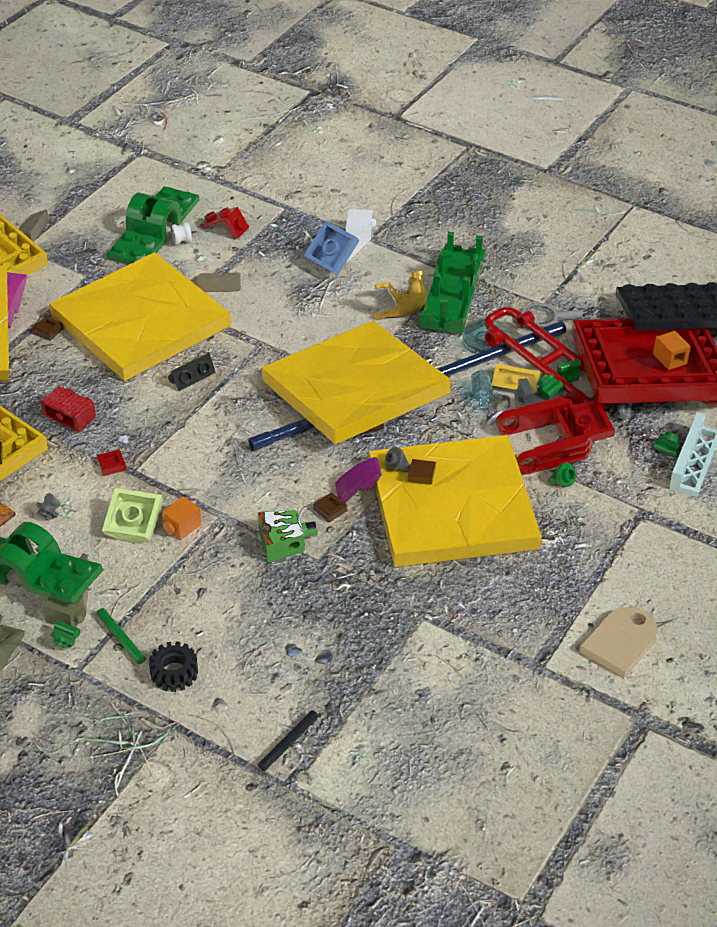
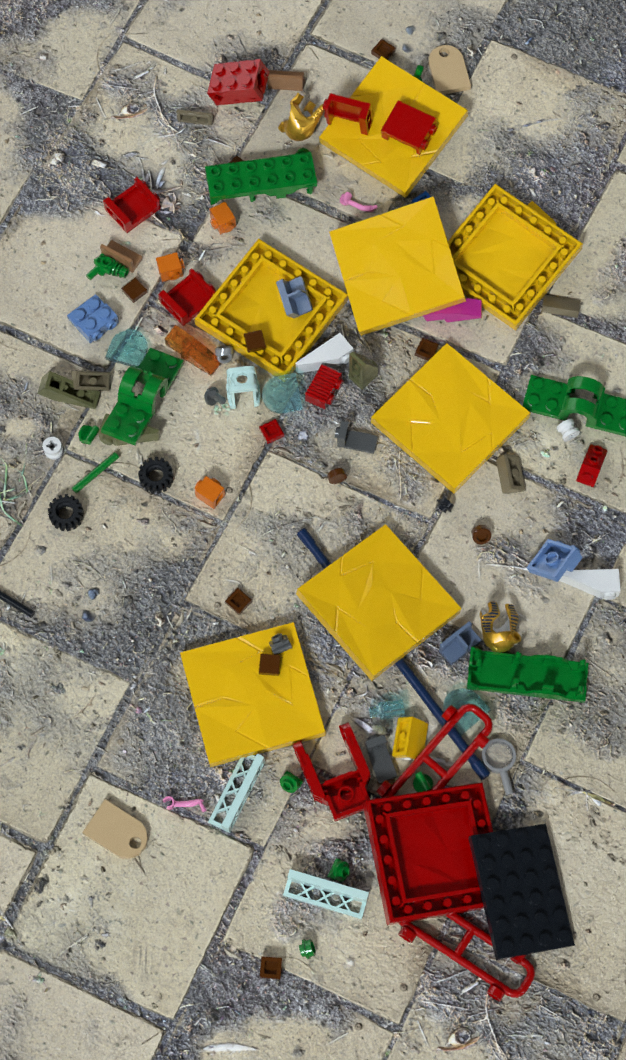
camera: 85 degrees right, 25 degrees up
(26, 398) = (331, 353): none -> white slope
(45, 473) = (251, 384): none -> light aqua piece
(61, 363) = (362, 370): none -> olive slope
(67, 442) = (282, 394): none -> clear light blue tile
(77, 681) = (55, 451): none -> white wheel
(132, 515) = (208, 457): yellowish green slope -> none
(144, 391) = (355, 440): none -> dark grey bracket
(146, 580) = (152, 465): none -> black tyre
(188, 407) = (337, 476): none -> reddish brown tile
(192, 372) = (377, 467): pearl dark grey hinge -> none
(245, 327) = (445, 505): none -> black plate
(283, 533) = (200, 568): torso -> none
(286, 304) = (481, 534): none -> reddish brown tile
(359, 476) = (260, 617): magenta slope -> none
(410, 331) = (459, 643): none -> sand blue panel
(549, 386) = (394, 764): green plate -> none
(577, 517) = (241, 796): none -> light aqua fence
(587, 580) = (190, 803): none -> bright pink piece
(671, 350) = (438, 867): orange brick -> none

